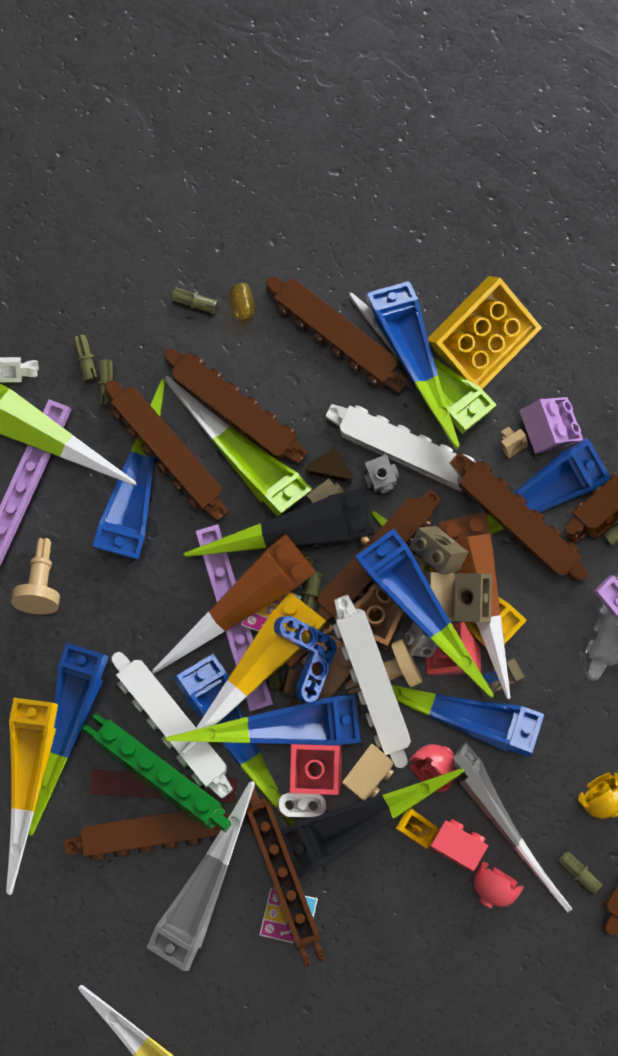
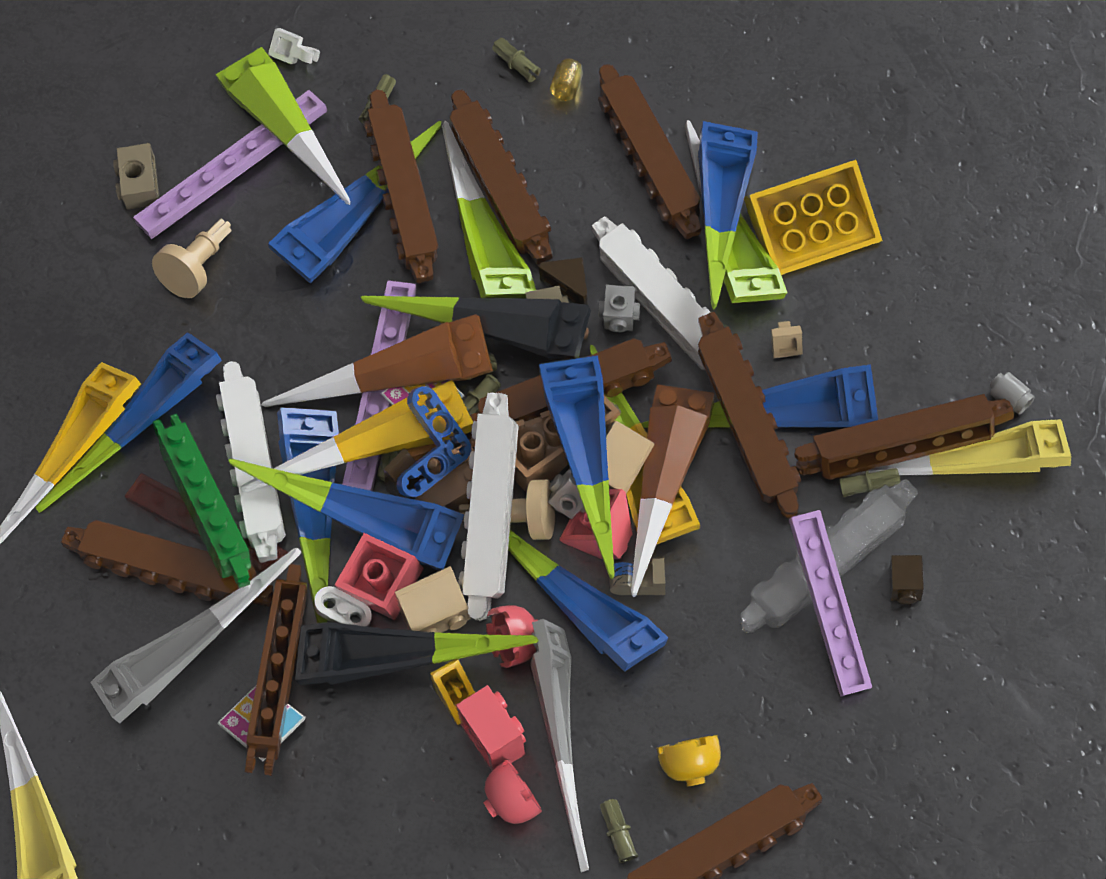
camera: 30 degrees right, 15 degrees down
(85, 358) = (369, 67): olive axle -> none
(438, 549) = (638, 405): dark tan brick -> none
(481, 588) = (648, 466): dark tan brick -> none
(551, 424) = (837, 337): lavender slope -> none

